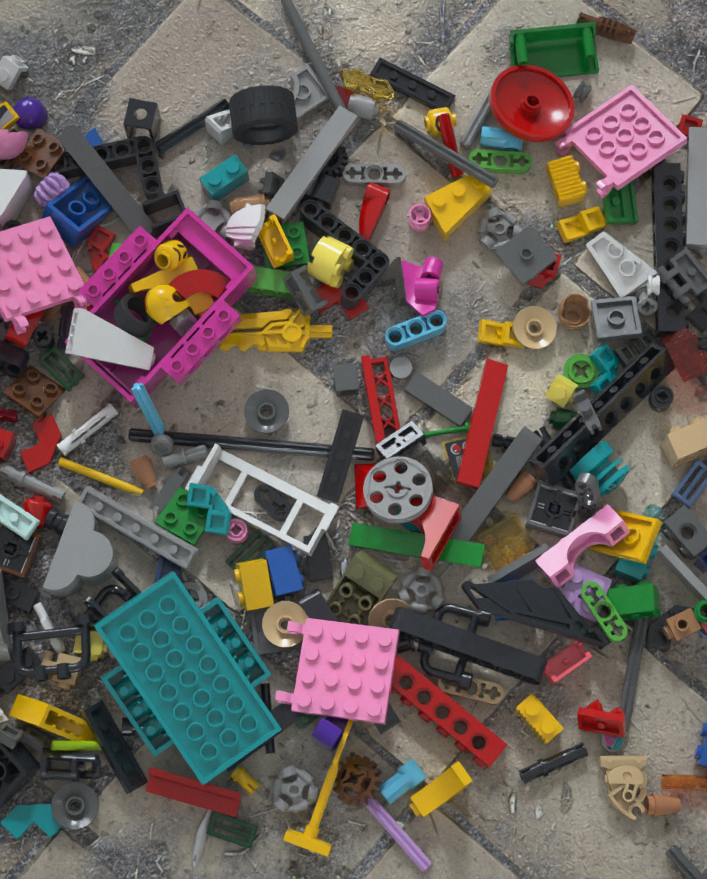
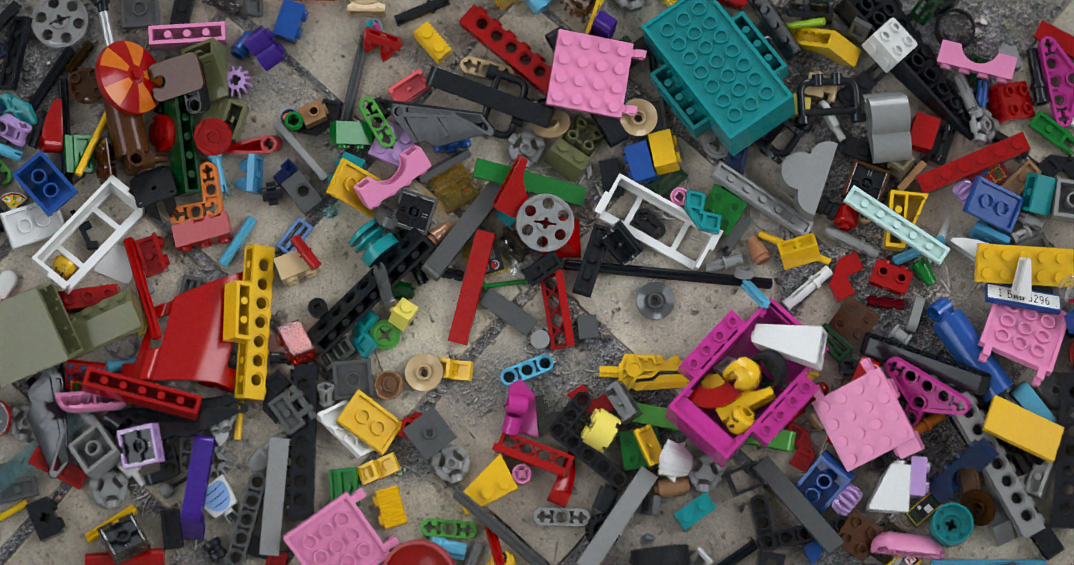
camera: 175 degrees right, 5 degrees up
(64, 325) = (829, 376): black axle -> none
(95, 469) = (799, 251): none -> yellow hinge
(307, 474) = (621, 243): none -> black hinge
(408, 228) = (530, 459): none -> red fence
(594, 270) = (369, 422): none -> yellow tile
(653, 285) = (320, 402): white bush -> none
(682, 446) = (305, 252): none -> red axle

